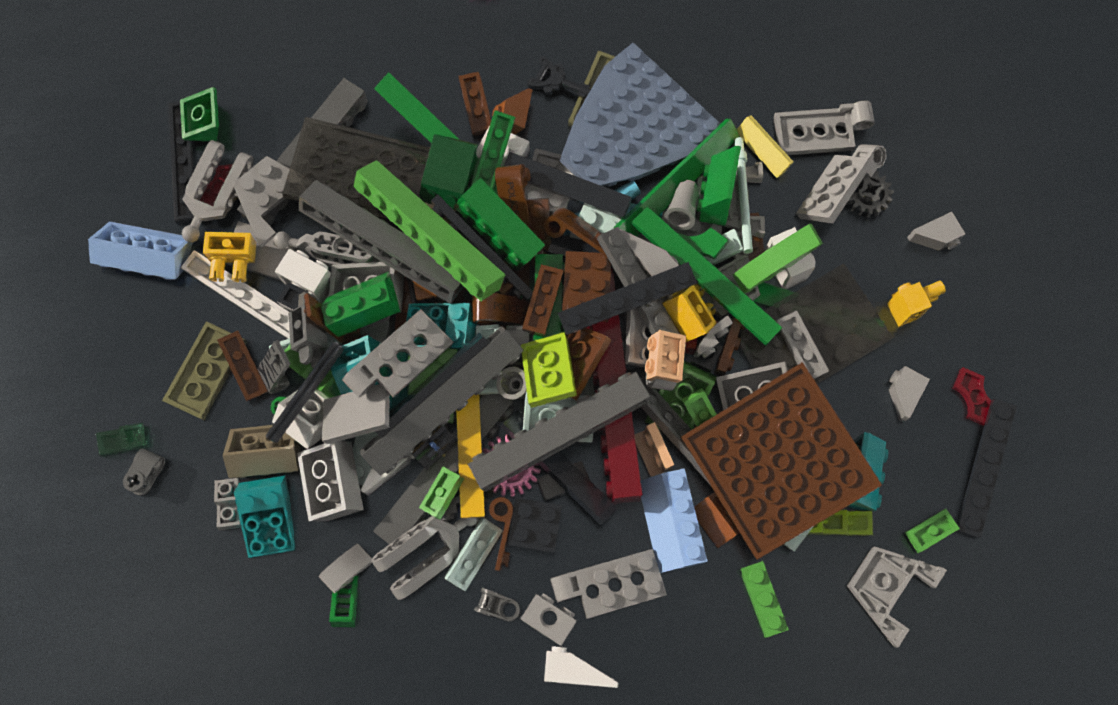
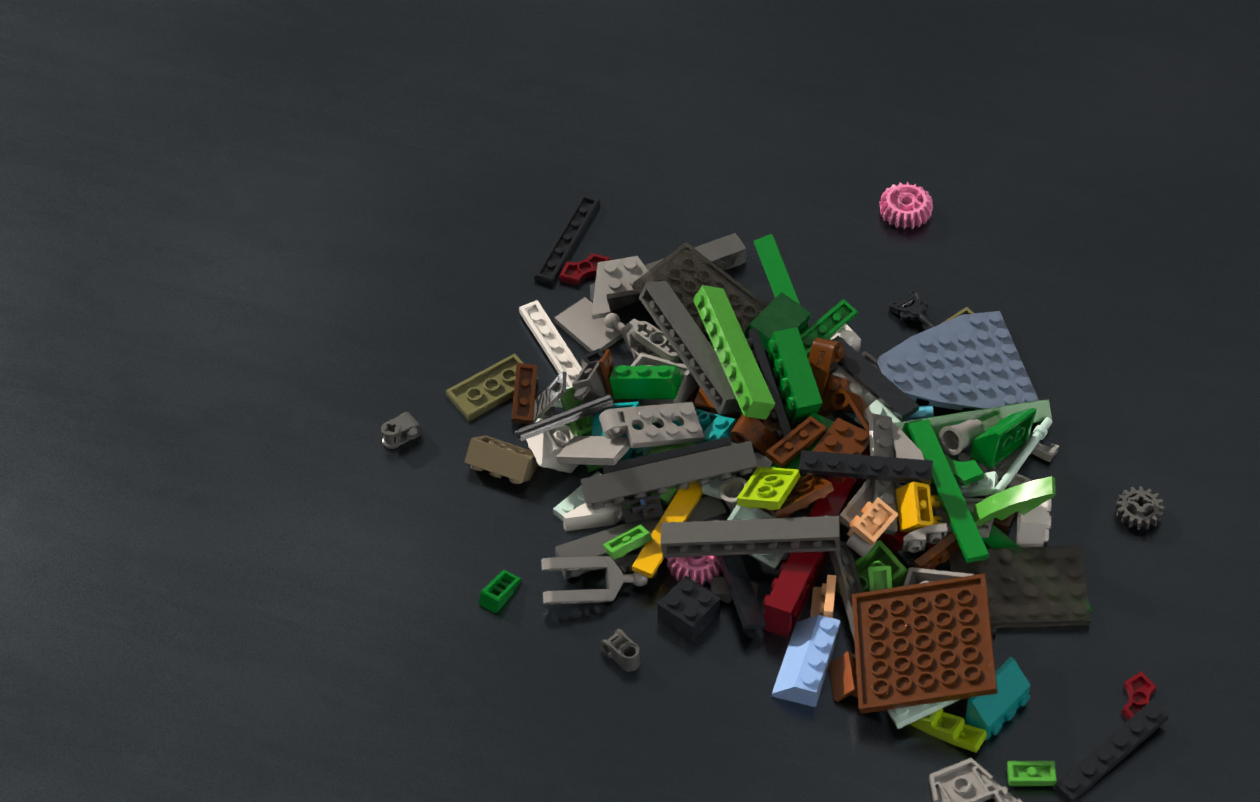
camera: 30 degrees right, 25 degrees down
(121, 440) = (395, 403): clear green slope -> none
(139, 250) = (493, 282): light blue slope -> none
(200, 116) = (601, 212): green slope -> none
(200, 181) = (572, 255): light grey piece -> none
(226, 505) = (452, 483): light grey slope -> none
(229, 248) = (567, 307): yellow brick -> none
(265, 516) = (476, 502): teal slope -> none
(305, 274) = (615, 339): white brick -> none
(330, 481) = (543, 497): light grey brick -> none
(345, 568) = (514, 563): light grey slope -> none
(473, 554) = (625, 605): light aqua plate -> none
(475, 102) = (837, 291): reddish brown plate -> none
(502, 510) = (667, 579): reddish brown door -> none
(517, 107) = (867, 314): dark orange slope -> none
(536, 611) = (659, 689): light grey brick -> none
(568, 668) = (653, 721): white slope -> none
(576, 582) = (691, 662): light grey hinge -> none
(764, 146) = (1067, 434): light yellow tile -> none
(764, 599) = (849, 754): bright green plate -> none
(801, 344) = (1000, 583): light grey plate -> none
(829, 195) = (1118, 483): light grey hinge -> none
(850, 116) = (1161, 445): light grey hinge -> none
(906, 391) = (1078, 663): light grey slope -> none
(913, 301) = (1126, 596): yellow brick -> none
(939, 233) = (1183, 563): light grey slope -> none

